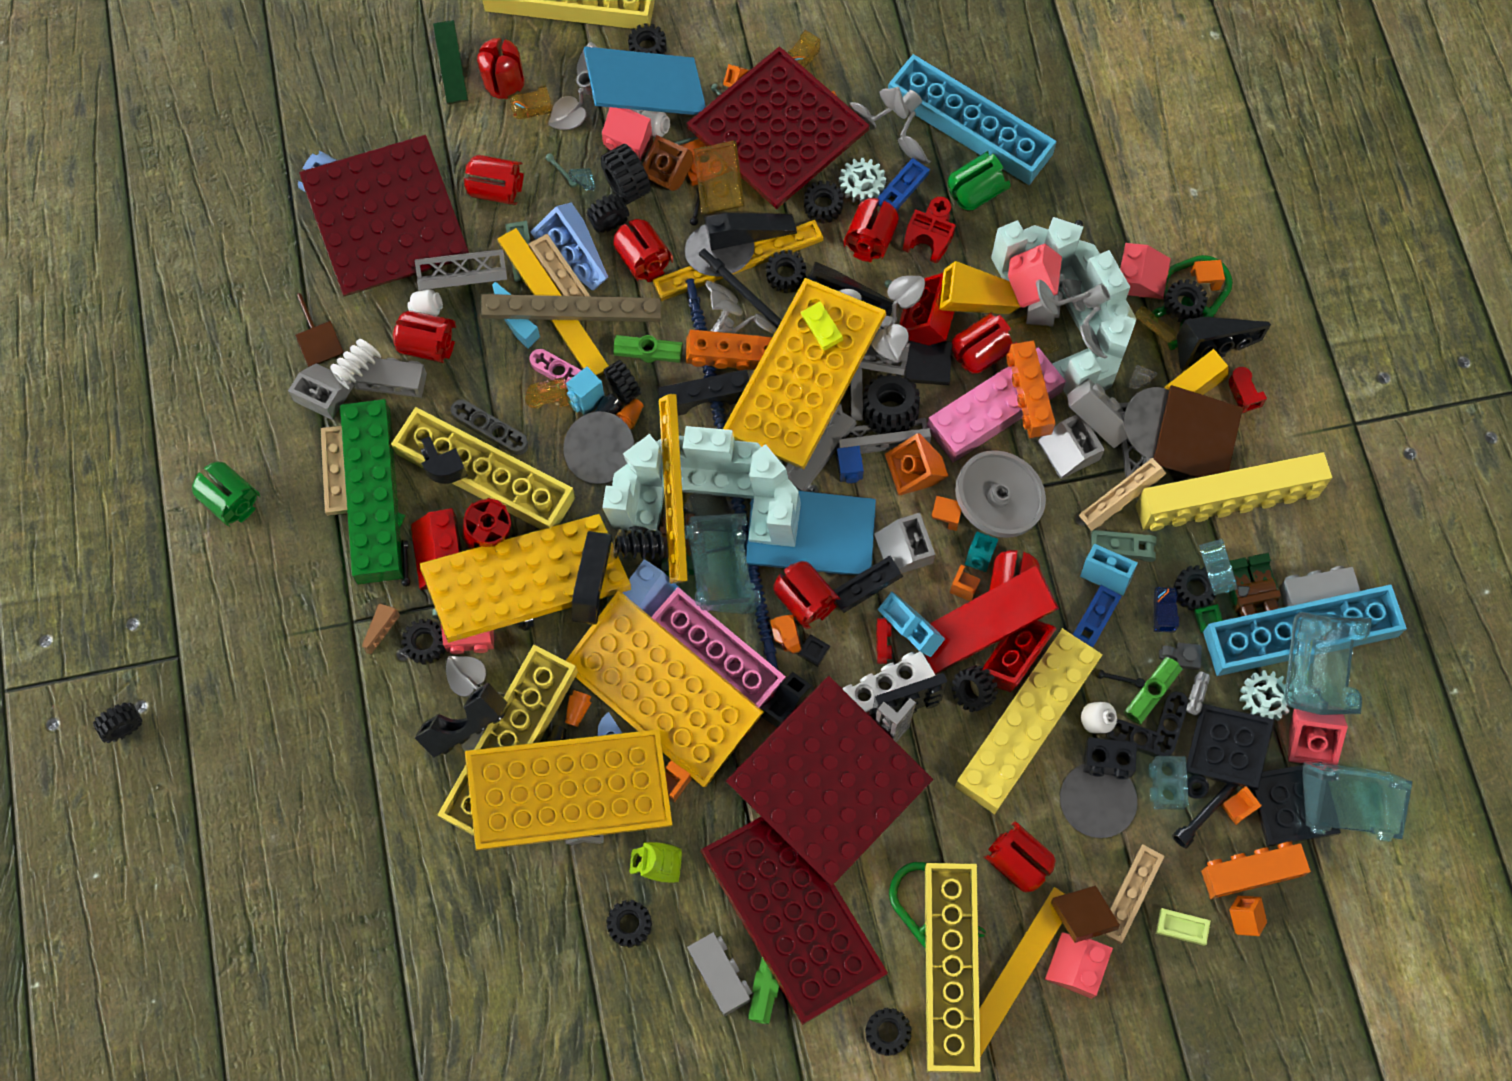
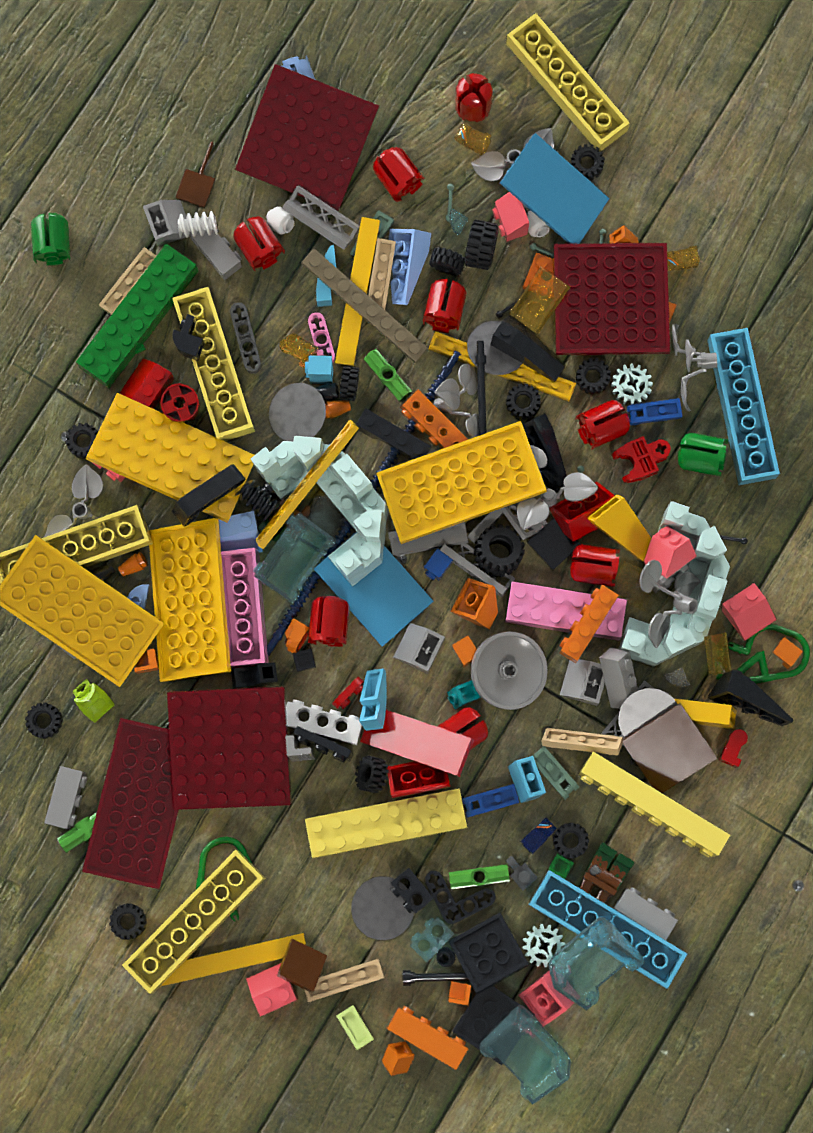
camera: 45 degrees right, 10 degrees up
(381, 624) = (66, 407): medium nougat slope -> none
(405, 581) = (107, 392): black hinge -> none
(442, 733) = (66, 518): black arch -> none
(450, 62) = (449, 62): dark green slope -> none
(668, 163) = (516, 260): dark orange slope -> none
(822, 326) = (498, 463): neon yellow plate -> none
(867, 584) = (373, 650): black plate -> none
(964, 584) = (433, 705): orange panel -> none
(1021, 858) = (288, 898): red cylinder -> none
(1099, 717) = (428, 861): white head -> none
(1139, 683) = (478, 864): black hinge -> none
(1189, 290) = (765, 656): black tyre -> none
(1198, 693) = (504, 904): light grey axle -> none
(1218, 567) = (590, 842): clear light blue brick -> none

